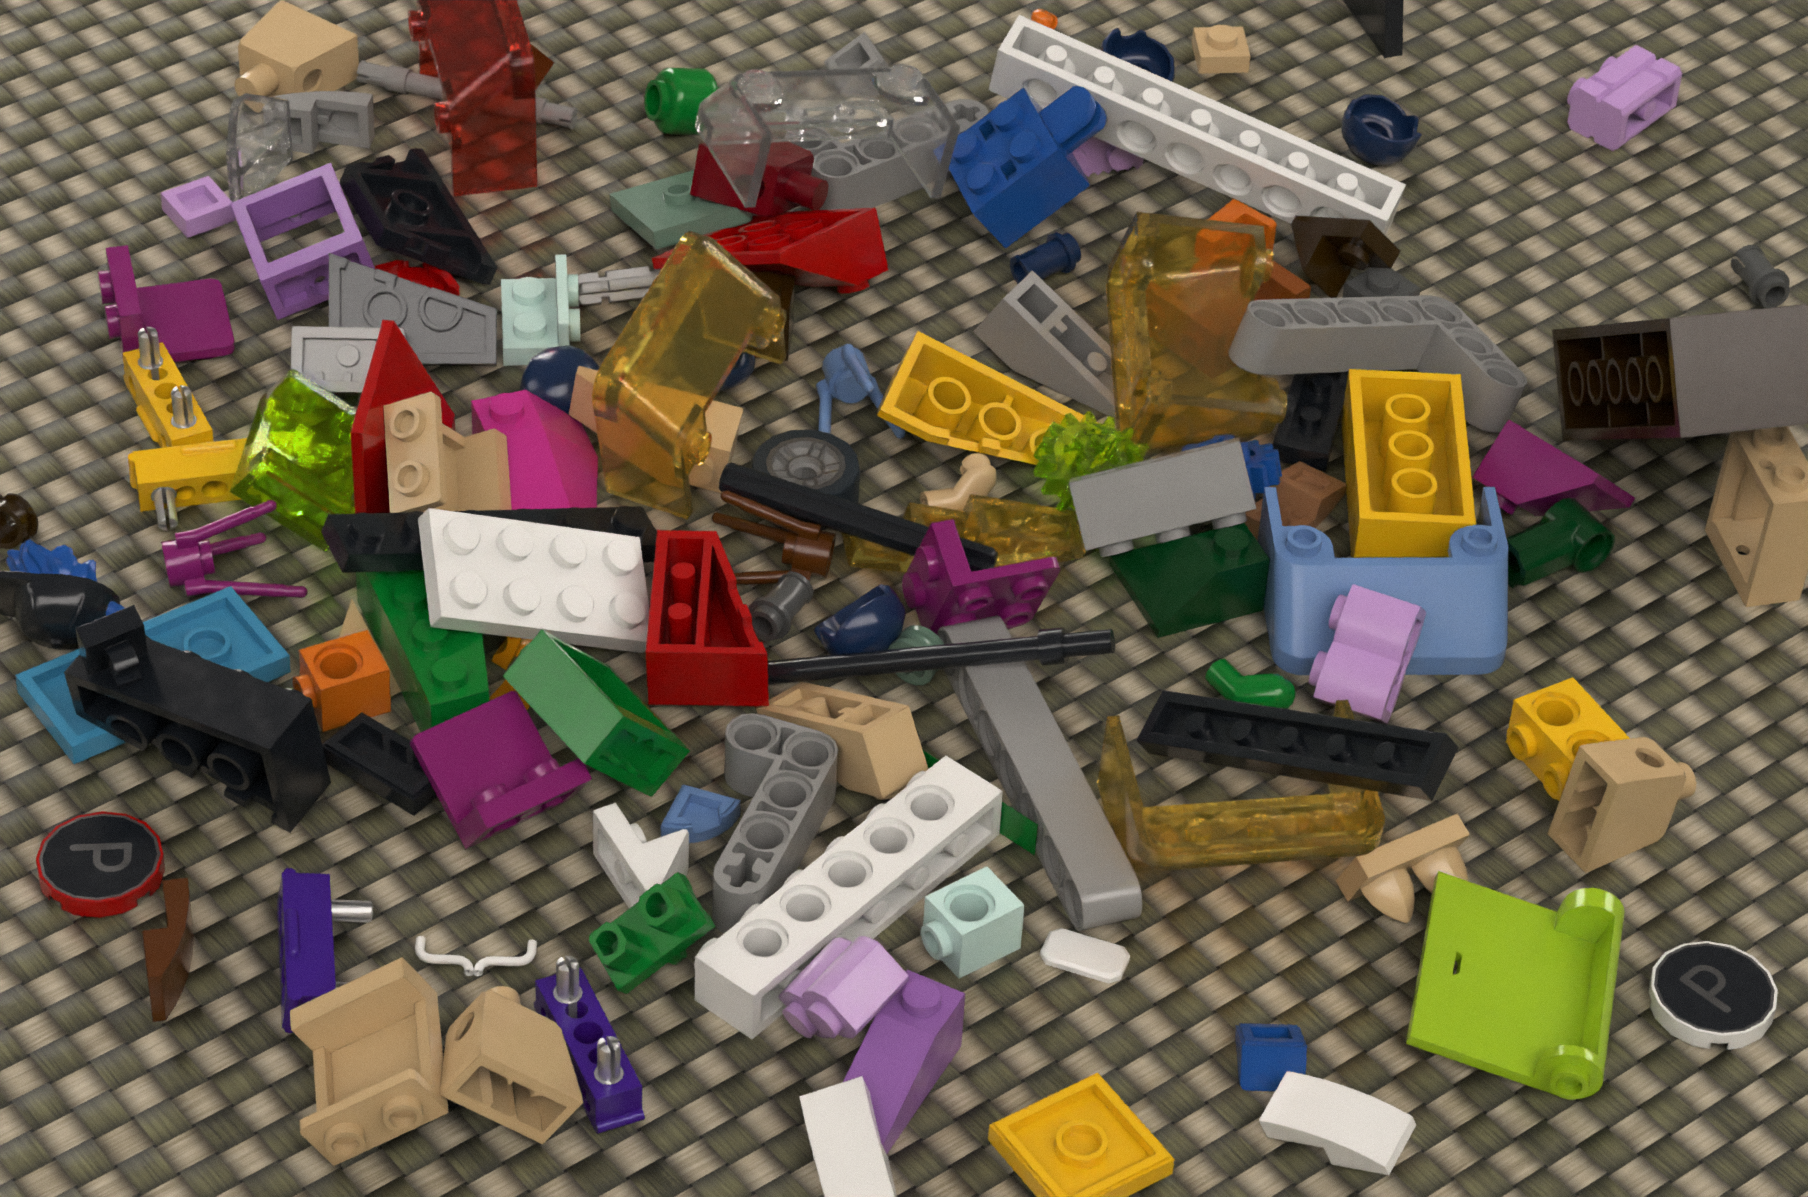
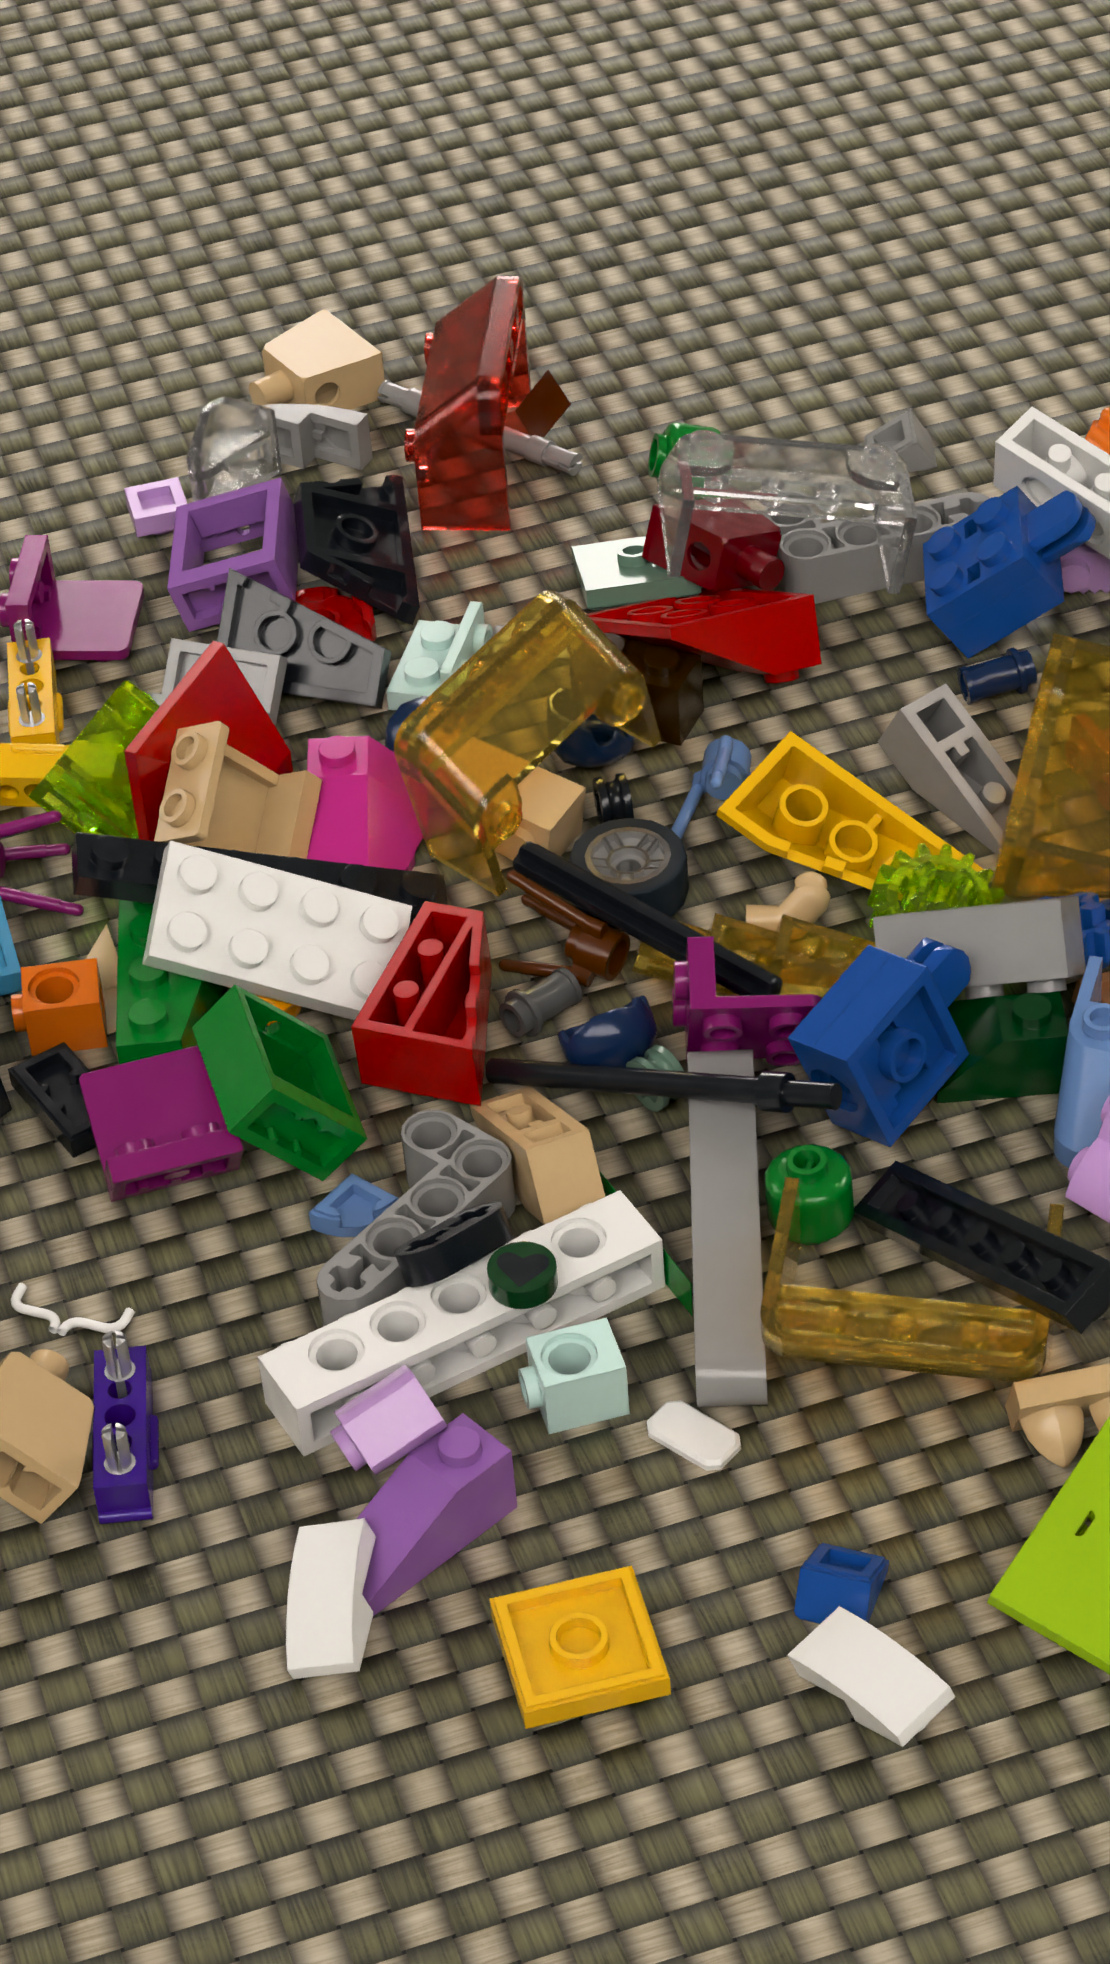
camera: 25 degrees right, 0 degrees up
(631, 860) = (272, 1256): white slope -> none
(651, 933) = (235, 1322): green hips -> none
(761, 418) = (612, 799): none -> black bush
(825, 827) = (453, 1244): none -> black beam
(902, 842) = (522, 1275): none -> dark green tile
(1086, 724) = (823, 1190): none -> green head
(1120, 581) = (886, 1036): none -> blue brick
(1254, 689) = (1006, 1181): green arm -> none

